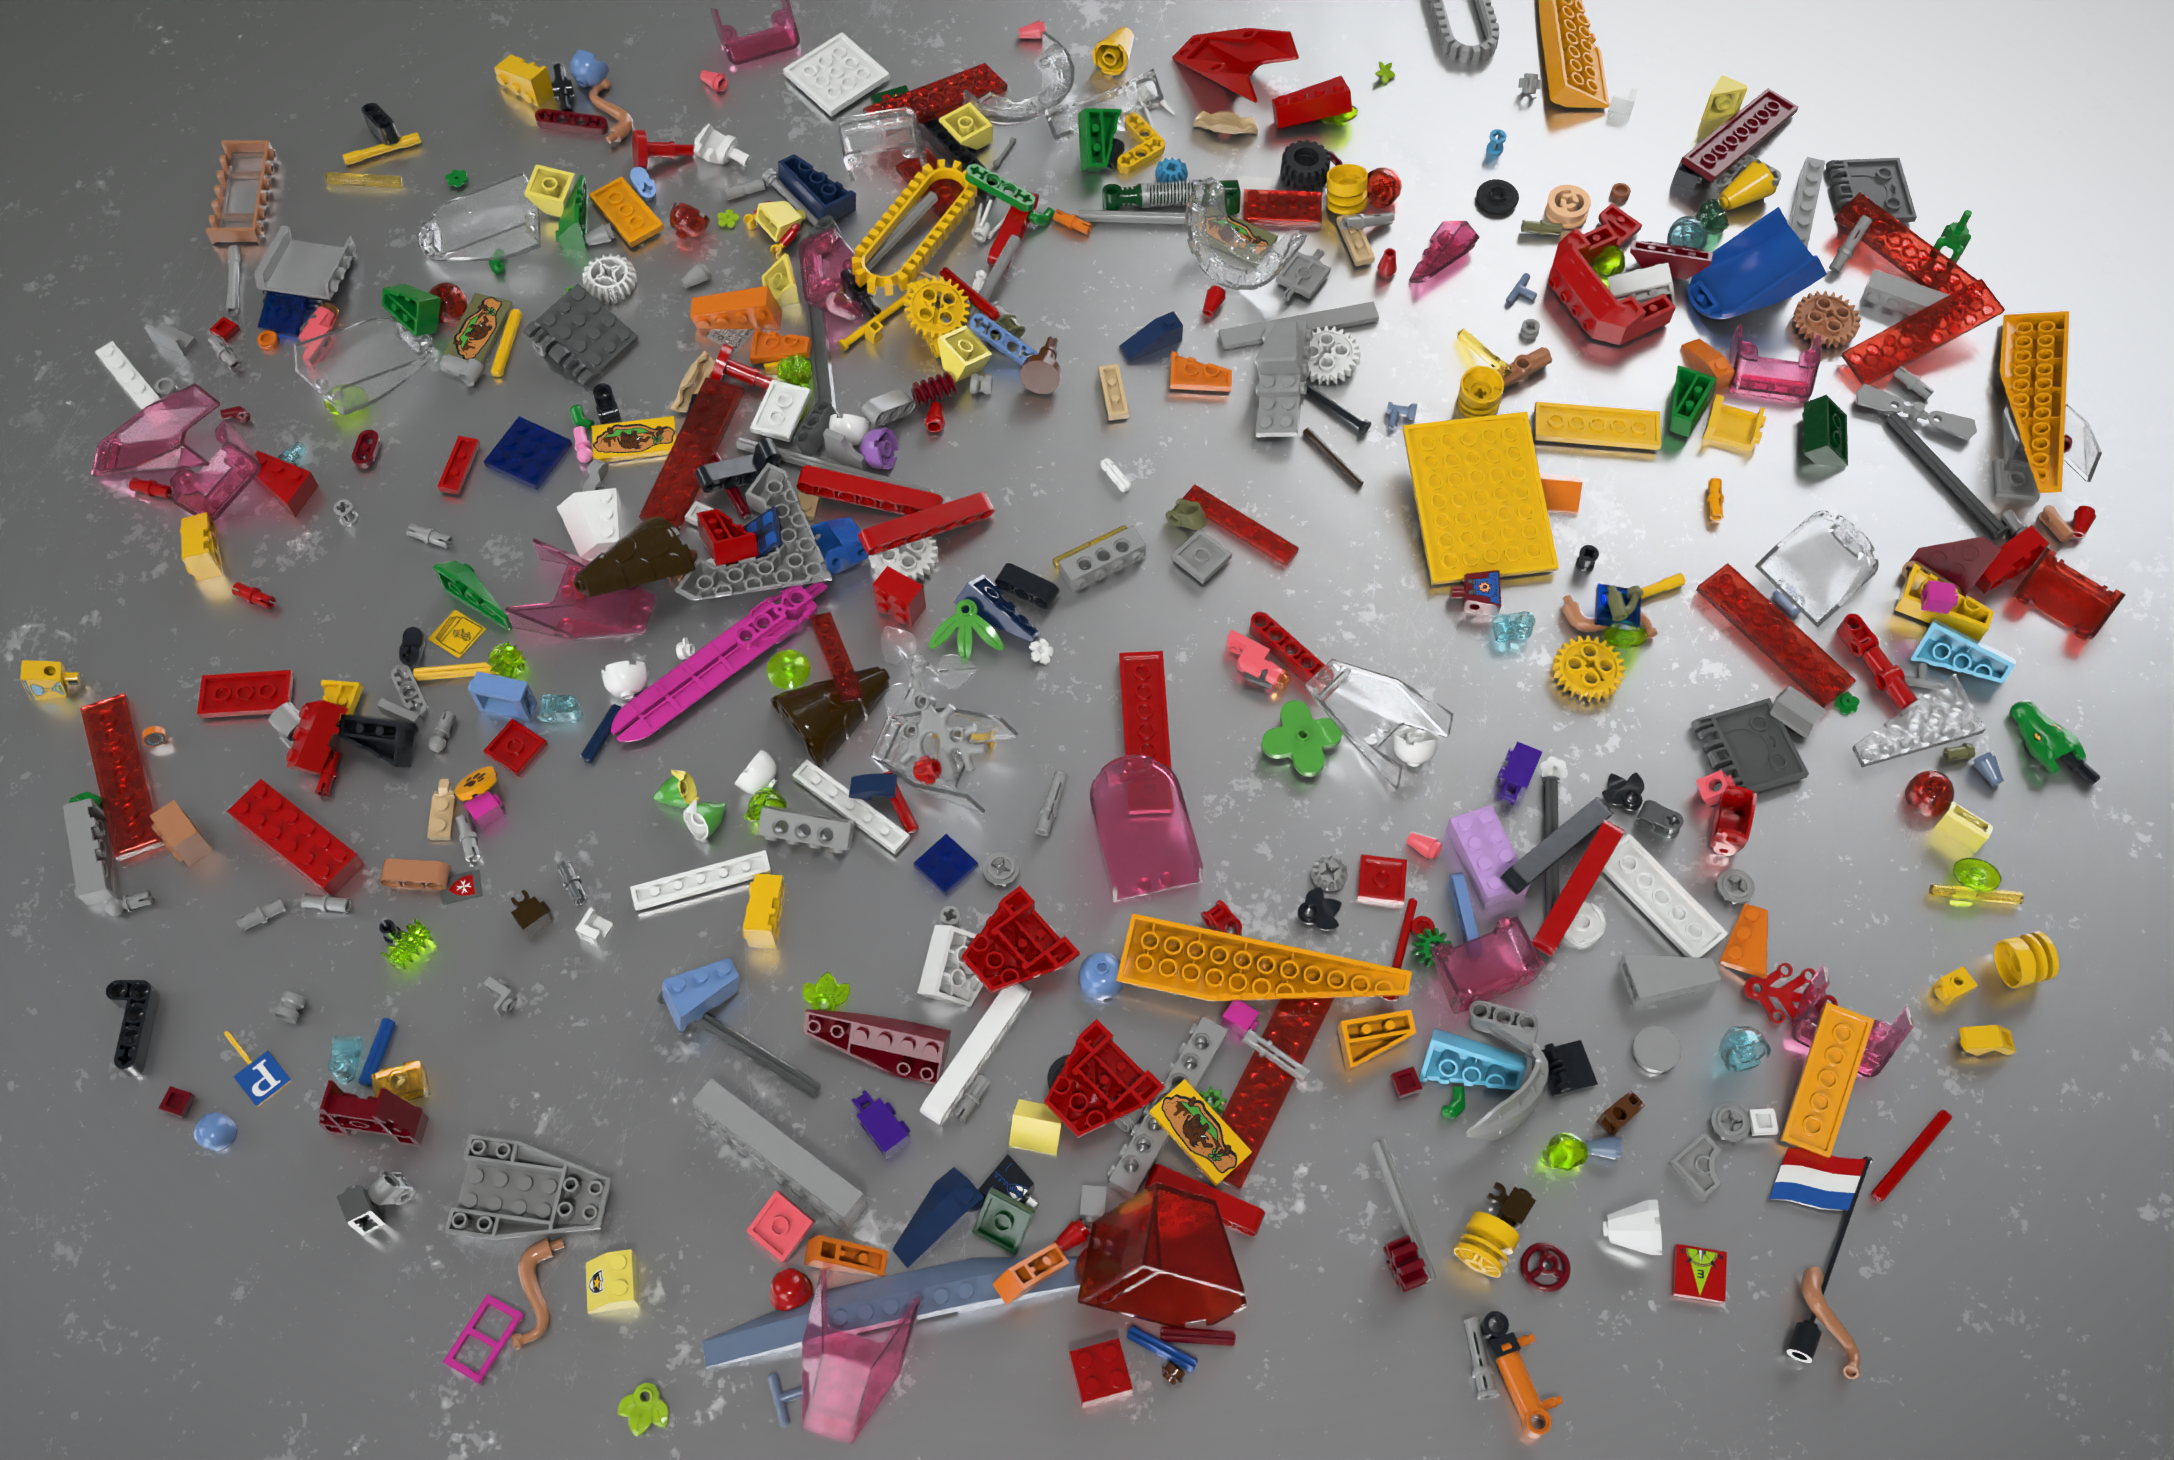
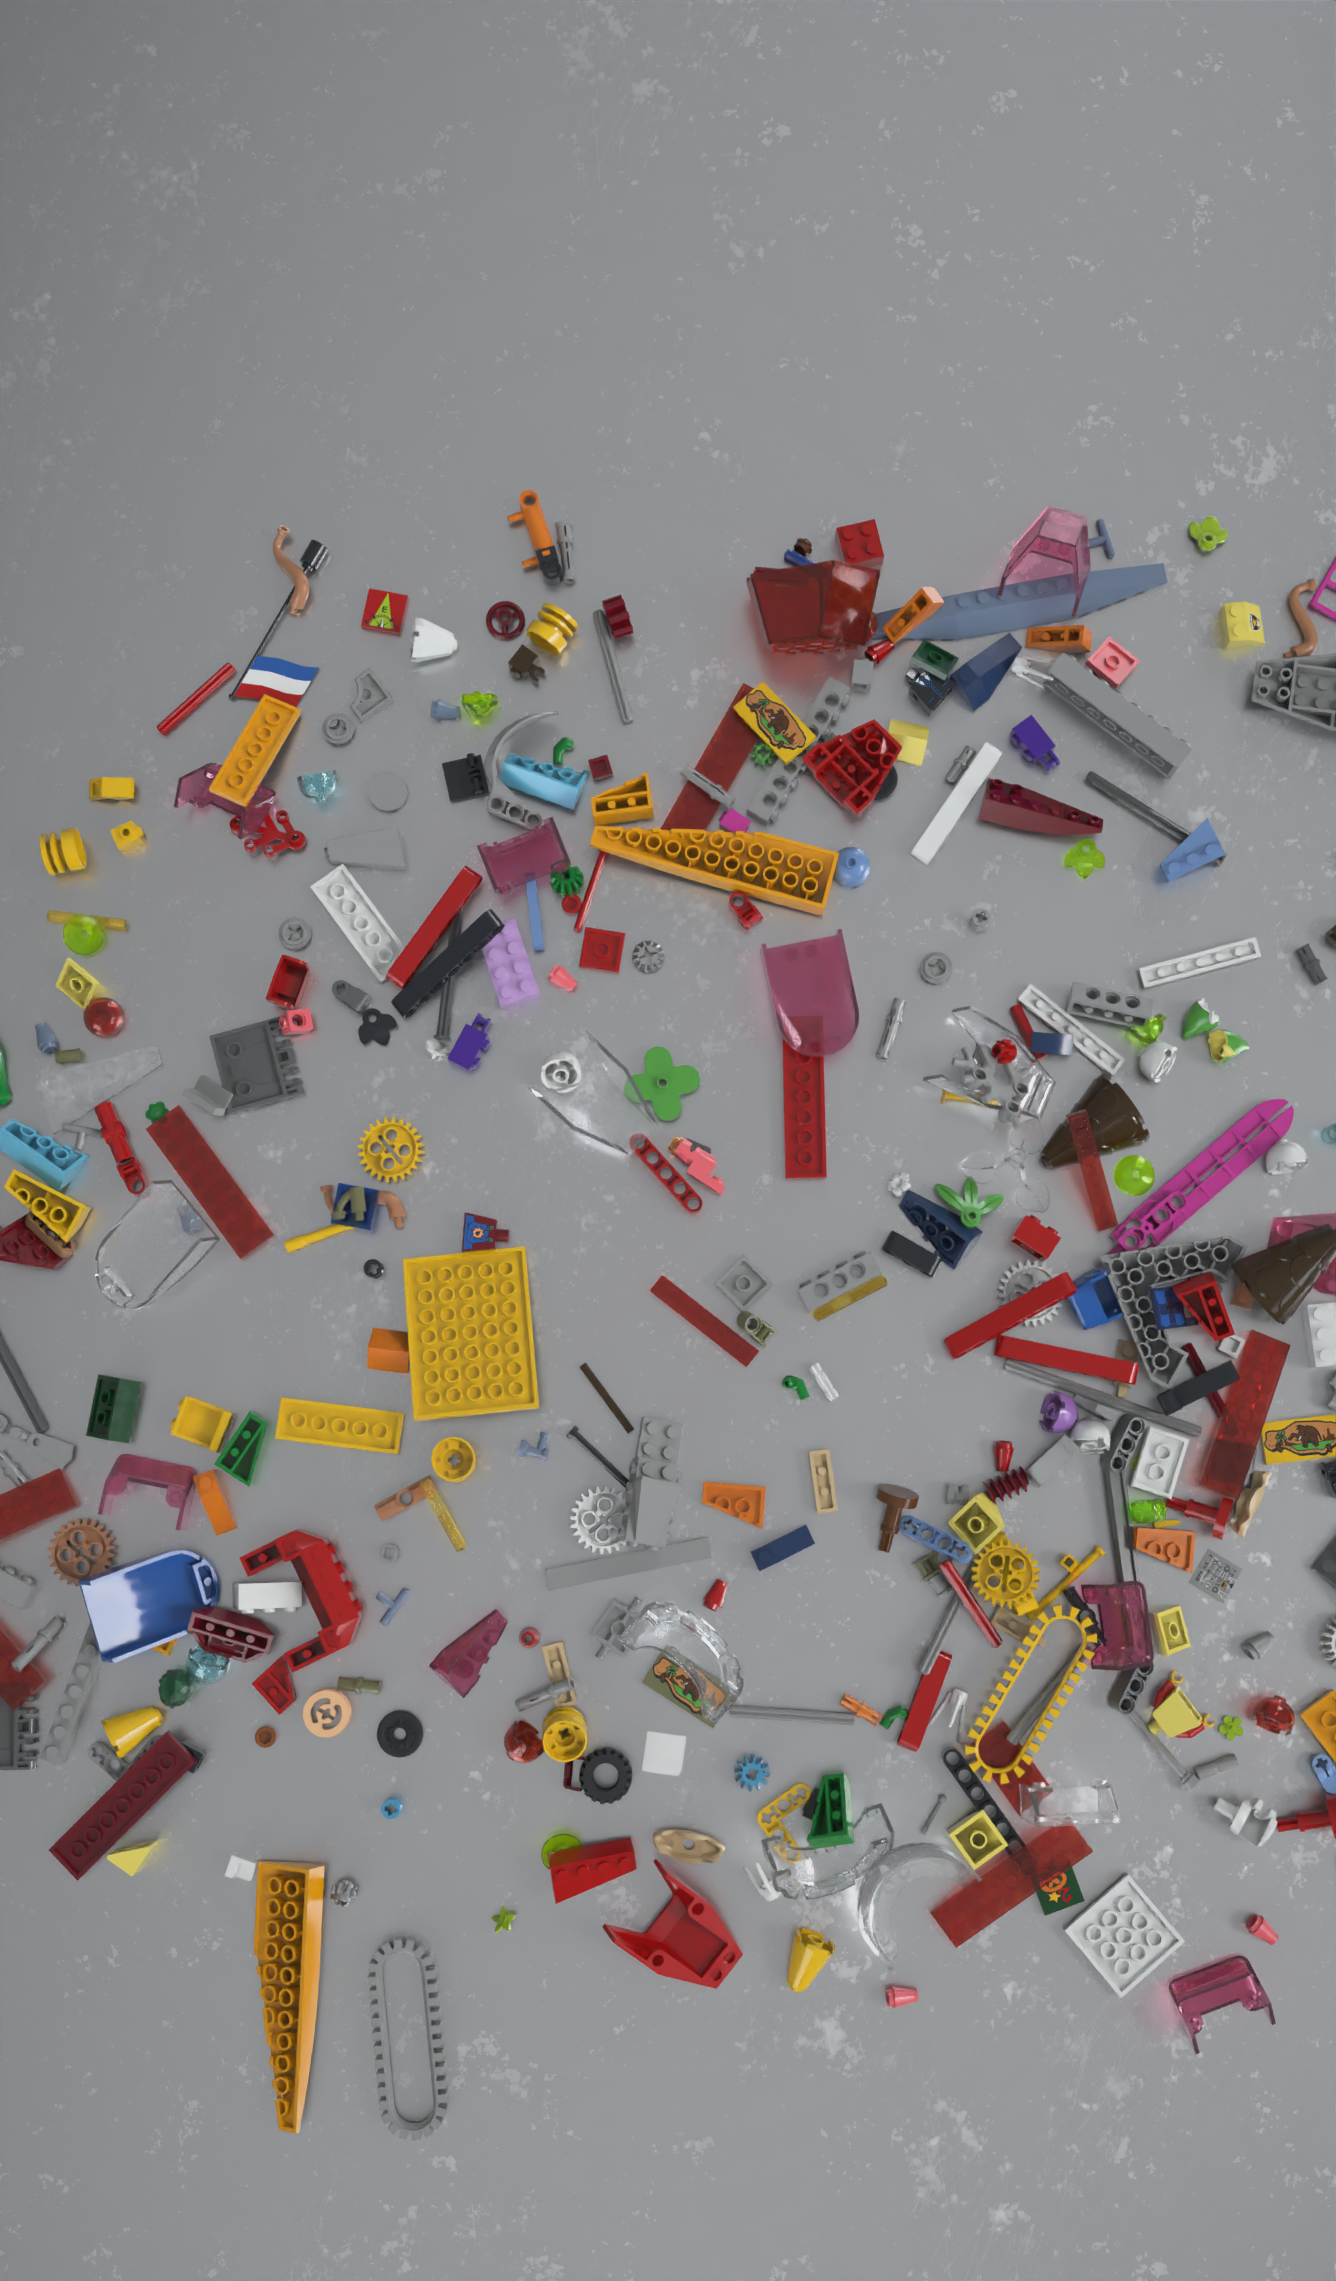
camera: 175 degrees left, 20 degrees up
(594, 928) = (1287, 920): white panel -> none
(600, 735) = (1302, 1110): dark blue axle -> none
(685, 649) = (1232, 1192): white plate -> none
(737, 310) = (1213, 1591): orange wedge -> none
(764, 911) = (1142, 929): yellow wedge -> none
(790, 1289) = (1100, 617): red helmet -> none
(814, 189) = (1133, 1749): dark blue wedge -> none
(893, 1217) = (1022, 667): none -> white plant
(944, 972) = (973, 875): white wedge -> none
(945, 864) = (984, 974): clear blue plate -> none
(979, 279) = (961, 1626): white axle -> none
(998, 189) = (938, 1744): green beam -> none
(1016, 945) = (922, 885): red wedge -> none
(1141, 472) = (796, 1384): none -> green arm
(1165, 194) = (748, 1741): dark green piece -> none
(1233, 1211) = (772, 675): red beam -> none
(1282, 208) = (633, 1724): clear red plate -> none
(1322, 909) = (656, 921): black plate -> none
(1512, 627) = (460, 1196): clear light blue piece -> none
(1587, 926) = (426, 900): white tile -> none
(1609, 262) = (297, 1627): clear neon green hair -> none
(1620, 1113) = (425, 737): reddish brown leg -> none
(1625, 638) = (347, 1170): clear neon green dish -> none
(1715, 499) = (237, 1334): light orange pin -> none
(1748, 943) = (294, 879): orange wing -> none
(1763, 1122) = (311, 727): white plate -> none
(1938, 597) = (54, 1196): dark pink brick -> none

